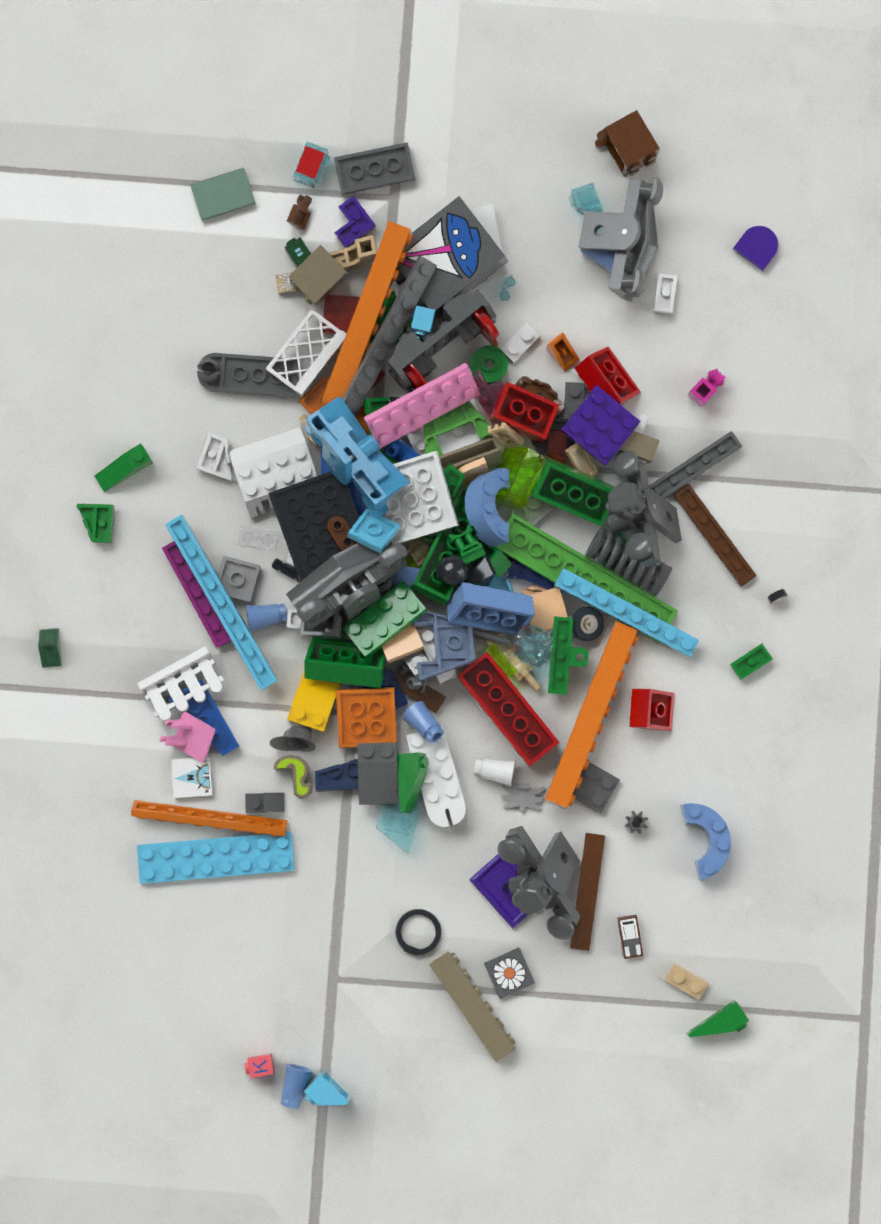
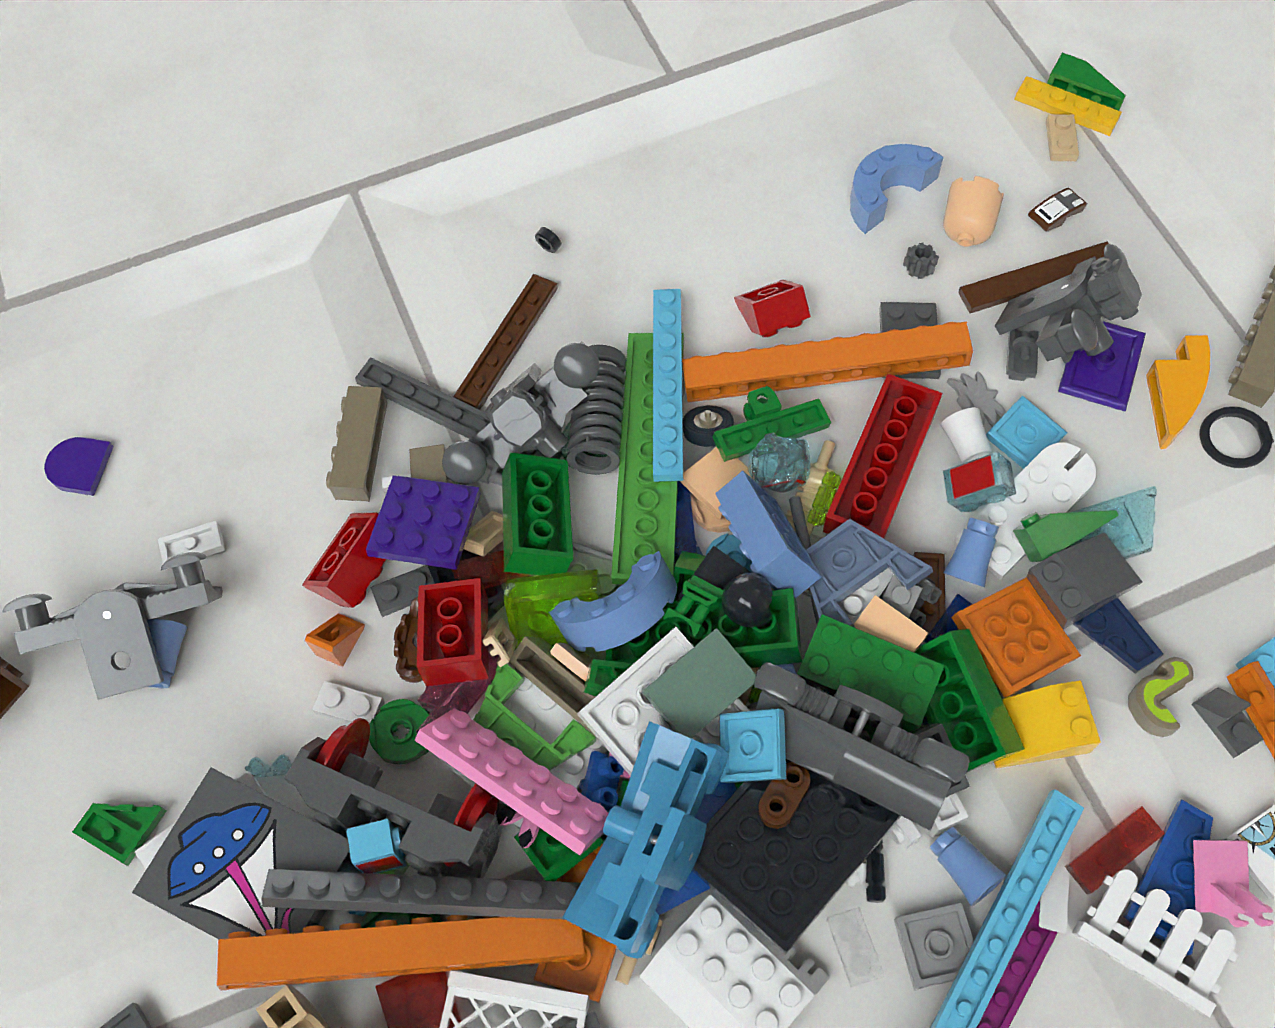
camera: 110 degrees left, 20 degrees down
(230, 652) = (1055, 896): none -> white sticker
(234, 696) = (1114, 850): none -> clear red plate
(294, 739) = (1109, 721): dark grey piece -> none
(419, 522) = (700, 685): none -> sand green tile
(464, 754) = (979, 482): none -> brick
(464, 918) = (1178, 387): none -> light orange slope
(485, 809) = (1024, 432): none -> medium azure tile
(509, 973) = (1200, 311): tile -> none
(511, 199) = (118, 828): none -> green wing
(538, 837) = (1022, 354): none -> dark grey hips
(585, 199) = (82, 715): clear light blue slope -> none
(651, 872) = (972, 210): none -> light nougat cylinder
(684, 414) = (357, 443): none -> dark tan brick
(706, 387) = (312, 430): dark pink brick -> none
(710, 1004) = (1061, 102): none -> yellow plate
(751, 661) = (645, 233): green plate -> none

